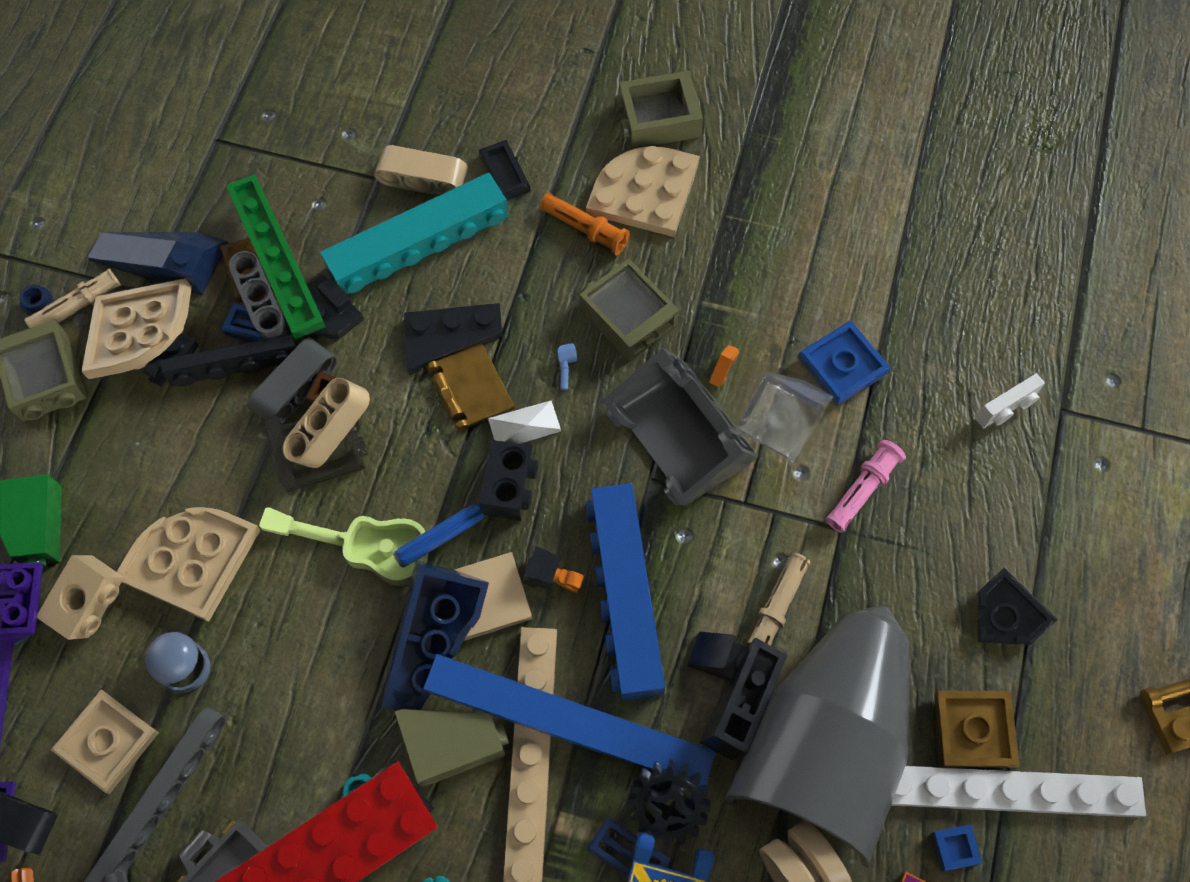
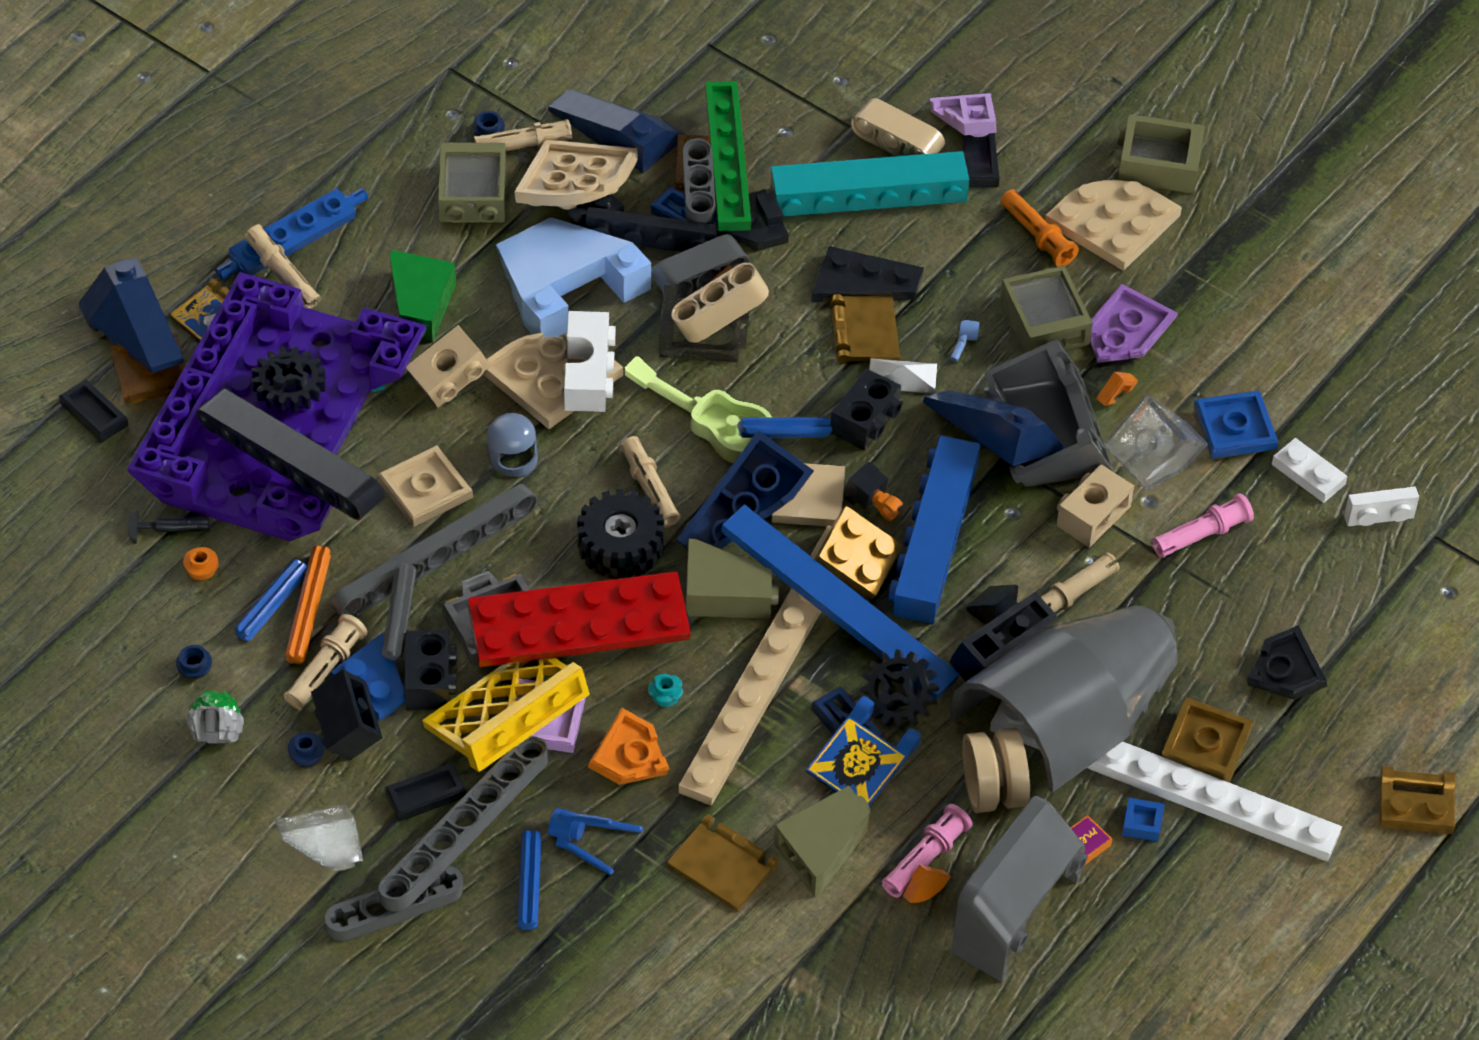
camera: 20 degrees right, 15 degrees down
(151, 424) = (561, 257): none -> light blue wedge
(229, 565) = (587, 381): none -> white arch
(319, 749) = (614, 552): none -> black bush
(320, 636) = (635, 456): none -> tan pin
(475, 130) = (966, 113): none -> lavender wing
(564, 652) = (858, 553): none -> plate
(639, 457) = (1001, 427): none -> dark blue wedge
(704, 294) = (1128, 325): none -> medium lavender tile
(771, 487) = (1094, 505): none -> tan brick
(926, 384) = (1309, 470): none -> white plate

